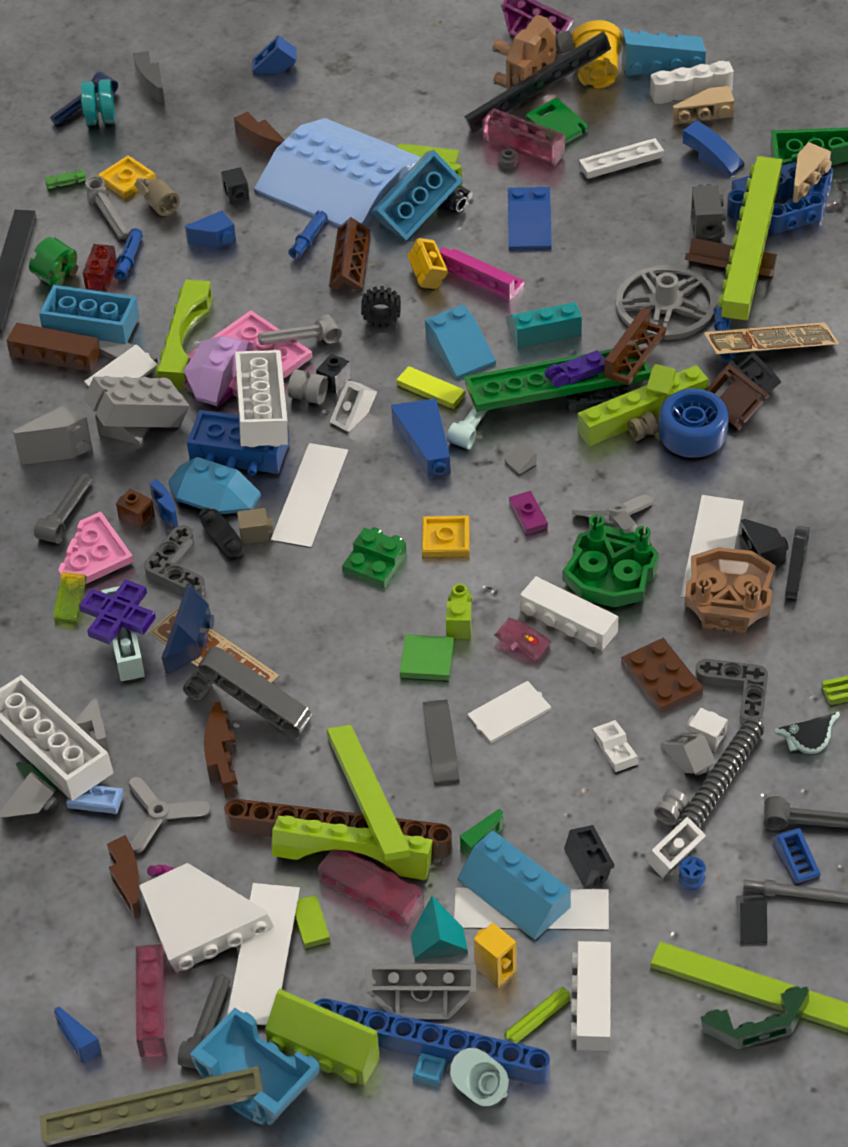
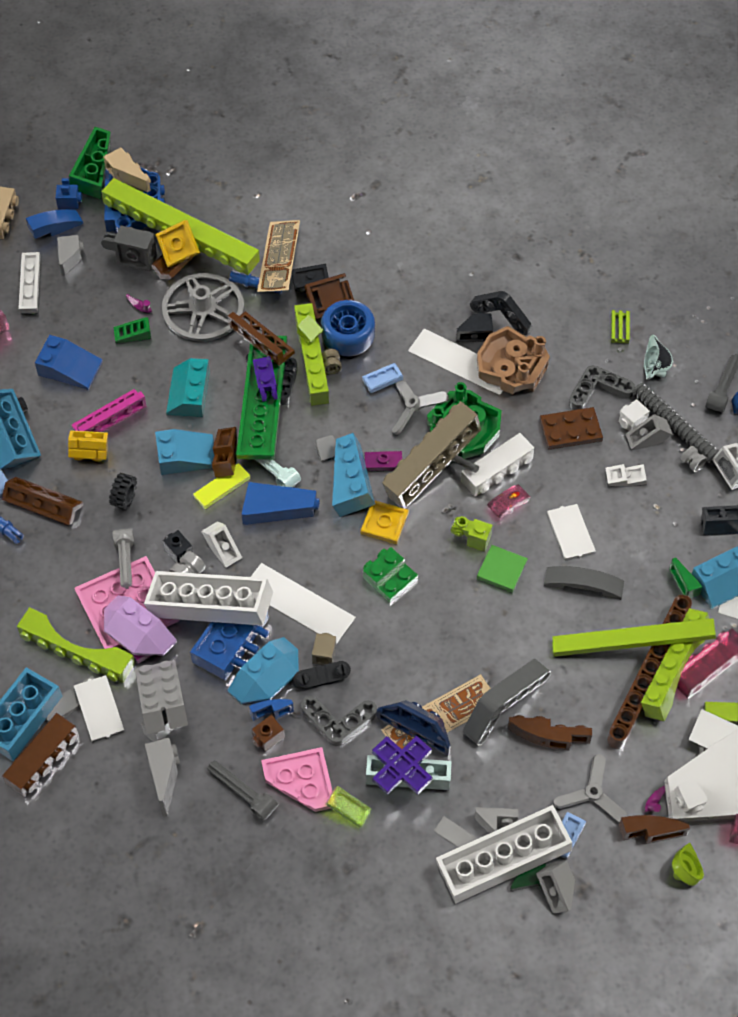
camera: 75 degrees left, 10 degrees up
(73, 699) = (453, 832): none -> light grey sticker
(90, 919) = (687, 866): none -> lime piece
(164, 886) = (690, 796): none -> white brick
(452, 374) = (225, 452): none -> reddish brown slope
(486, 482) = (351, 479): none -> dark azure wedge
(536, 535) = (431, 455): none -> dark tan brick
(552, 571) = (465, 463): none -> dark grey bar
(603, 261) = (139, 324): none -> green slope
(641, 251) = (143, 306): none -> magenta bar
(644, 478) = (382, 378): none -> light blue plate
(675, 173) = (69, 252): none -> light grey slope
(722, 239) = (177, 243): none -> yellow tile
(753, 145) = (68, 195): none -> blue brick

